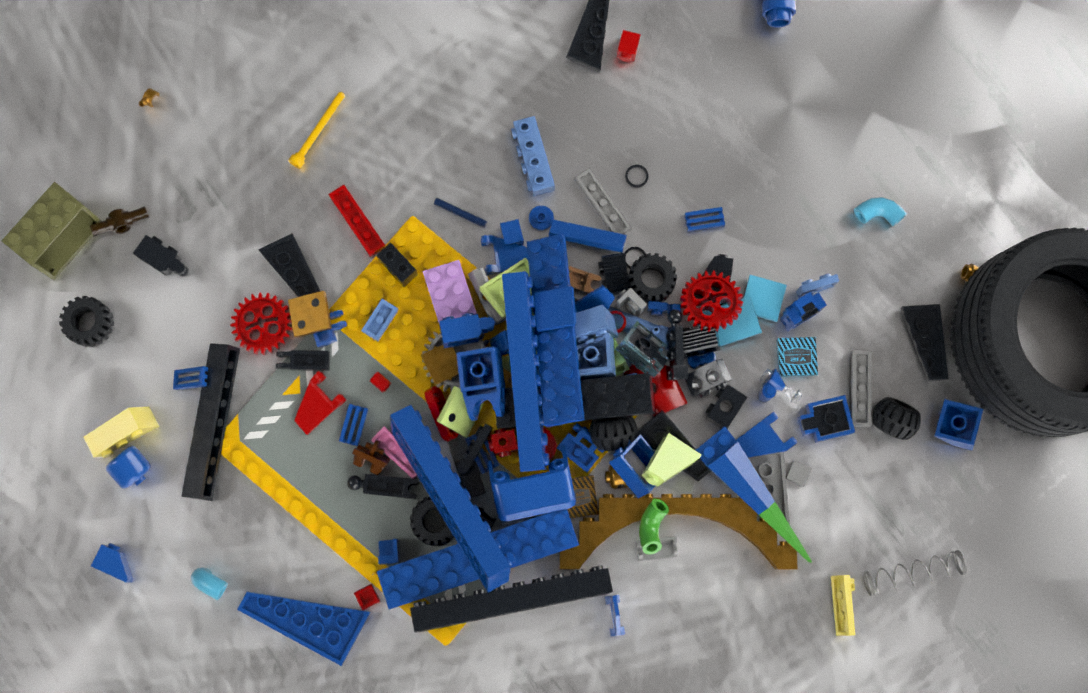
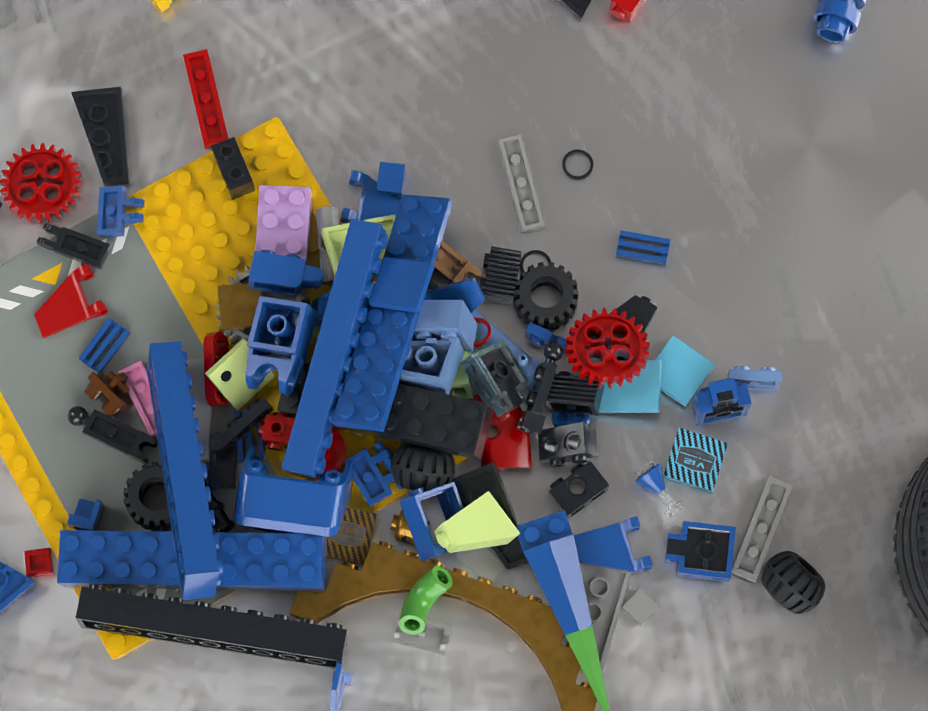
camera: 25 degrees right, 5 degrees down
(309, 314) = (102, 191): pearl gold tile -> none
(380, 320) = (186, 228): medium blue plate -> none
(380, 382) = (157, 305): red hinge -> none
(459, 212) = (358, 153): dark blue bar -> none
(533, 156) = (455, 95): medium blue brick -> none
(541, 218) = (436, 175): blue piece -> none
(589, 236) = (487, 217): blue tile -> none
(634, 303) = (505, 309): light grey bracket -> none
(767, 393) = (636, 490): blue cylinder -> none
(880, 207) = (875, 310): medium azure cylinder -> none
(928, 338) = (874, 492): black wing -> none
(958, 424) = (871, 618): blue slope -> none

